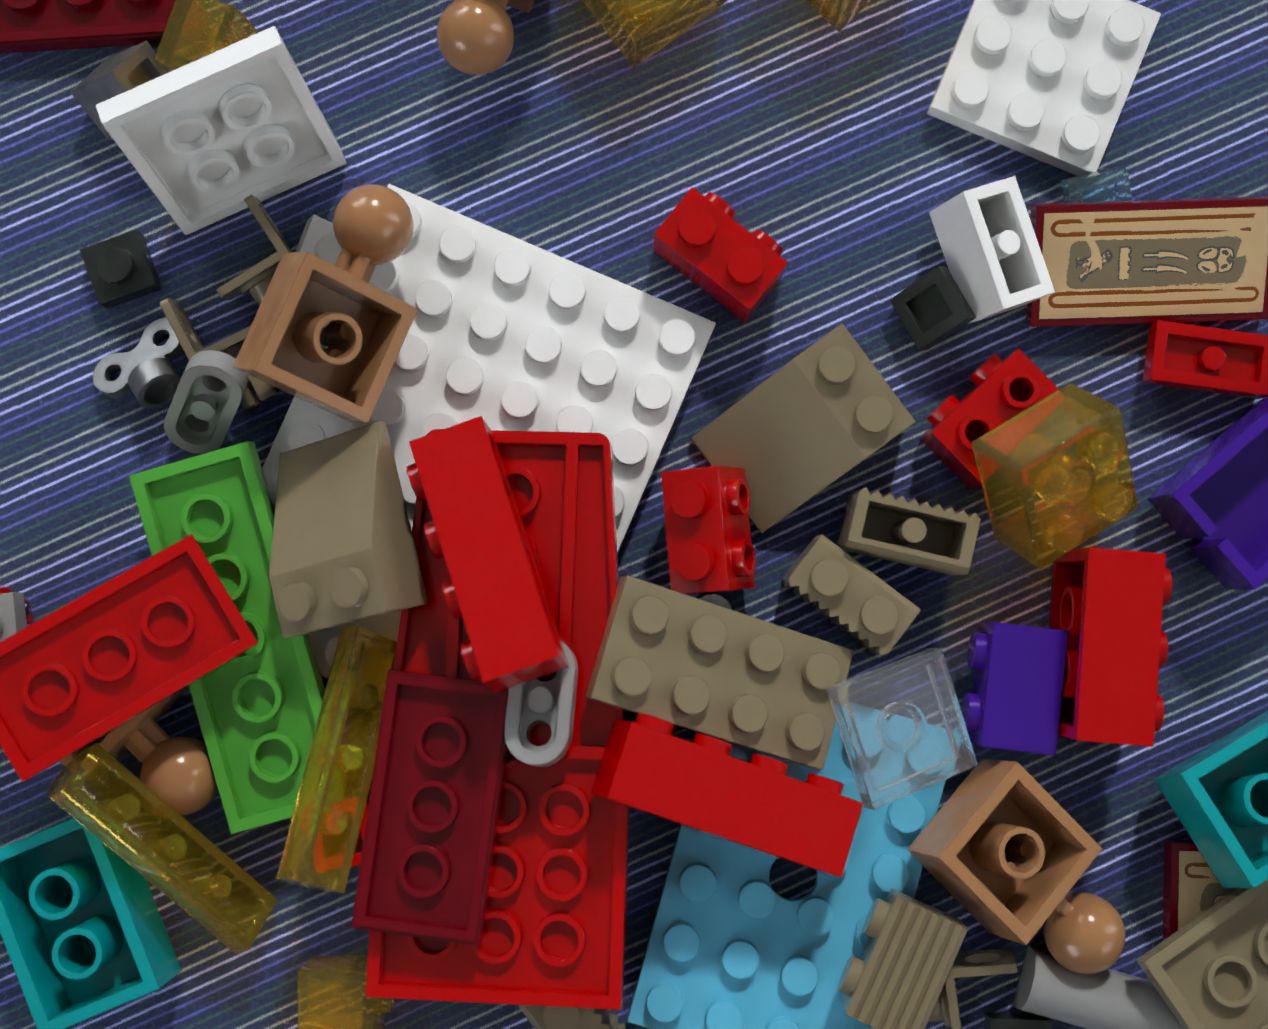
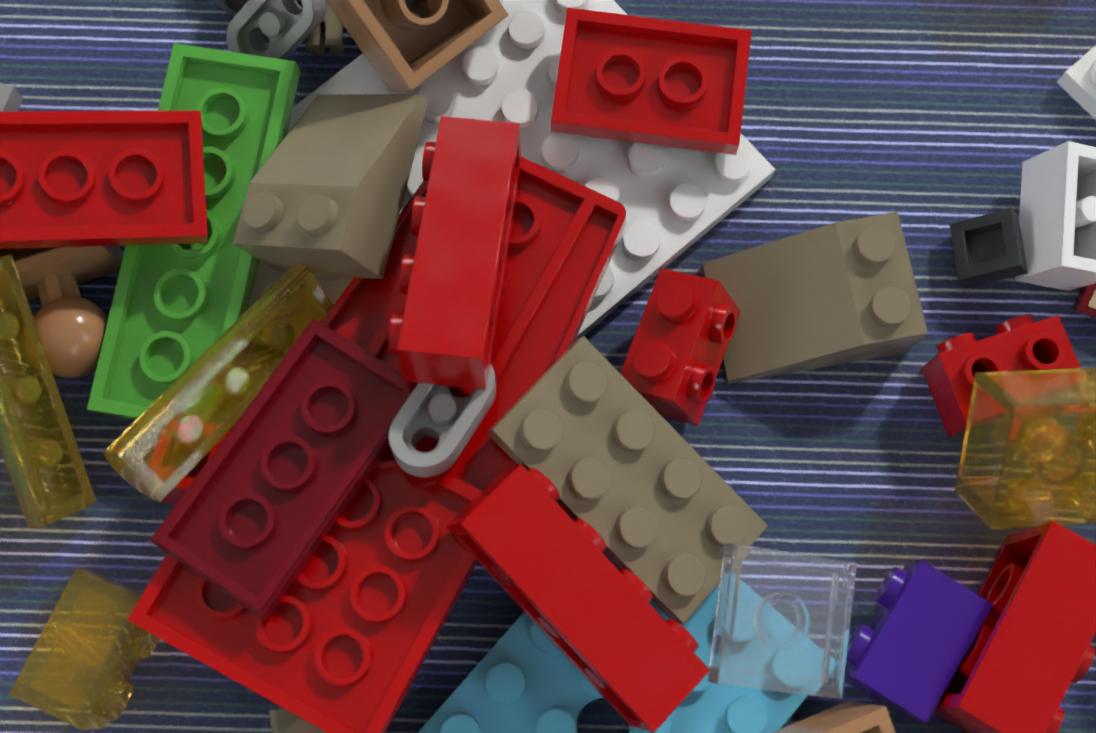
camera: 25 degrees right, 10 degrees down
(571, 300) = (651, 81): none -> red plate
(720, 253) = (808, 108): red brick -> none
(850, 596) = (787, 473): dark tan brick -> none
(909, 532) = (874, 439): dark tan brick -> none

